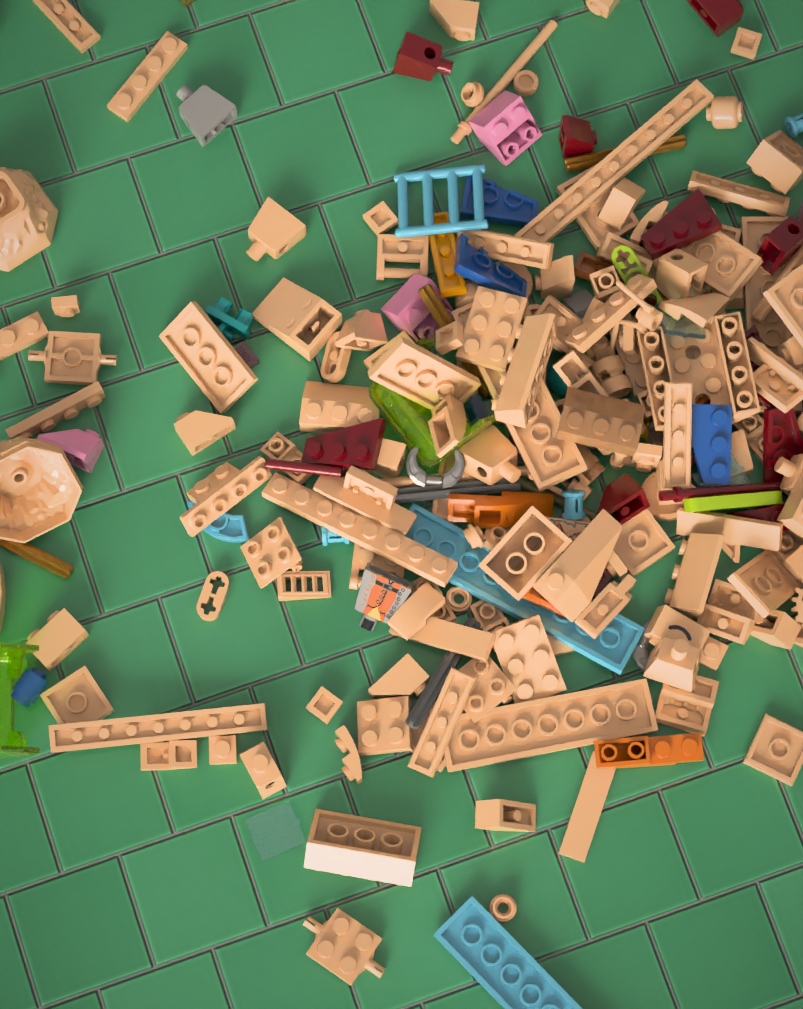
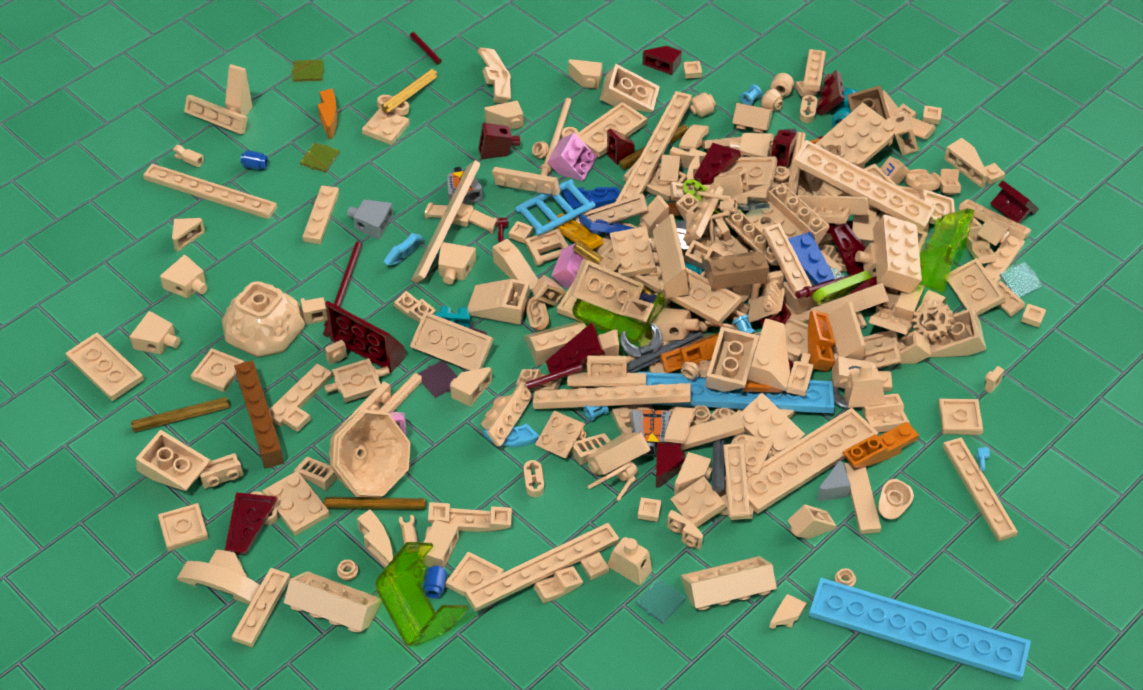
camera: 25 degrees left, 25 degrees down
(32, 605) = (408, 530): none -> light nougat bar
(69, 229) = (314, 310): none -> light nougat brick
(81, 255) = (345, 281): none -> dark red bar
(104, 408) = (402, 393): none -> light nougat axle
(107, 303) = (364, 338): none -> dark red slope
(110, 617) = (471, 520): none -> light nougat slope
(172, 396) = (437, 378): none -> clear pink piece
(193, 277) = (412, 307): none -> light nougat slope
(218, 184) = (404, 249): none -> medium azure tile
(289, 166) = (445, 222): none -> light nougat tile
(321, 156) = (464, 215): none -> light nougat plate
(322, 613) = (617, 452): none -> light nougat slope
(322, 638) = (624, 472): none -> light nougat plant
(341, 113) = (474, 192): none -> light grey torso
(344, 946) = (752, 648): light nougat plate -> none
(346, 272) = (512, 263): none -> light nougat slope
(364, 192) = (502, 223): none -> dark red piece
(380, 651) = (668, 462): none -> dark red slope
(411, 919) = (788, 612): none -> light nougat slope
(427, 149) = (526, 181): none -> light nougat plate
(565, 776) = (835, 485): none -> light grey slope
(584, 96) = (620, 118): none -> light nougat plate
(619, 484) = (768, 304): none -> light nougat hinge
(621, 834) = (894, 498): none -> light nougat piece
(640, 45) = (629, 88): none -> light nougat slope
(657, 195) = (687, 157): none -> light nougat slope
(661, 564) = (820, 341): none -> orange slope
(682, 162) = (693, 137): none -> light nougat slope
(739, 862) = (980, 489): none -> light nougat tile
(746, 221) = (753, 145): none -> light nougat torso
(760, 285) = (781, 174): none -> light nougat plate
(771, 817) = (983, 453): none -> medium azure hand

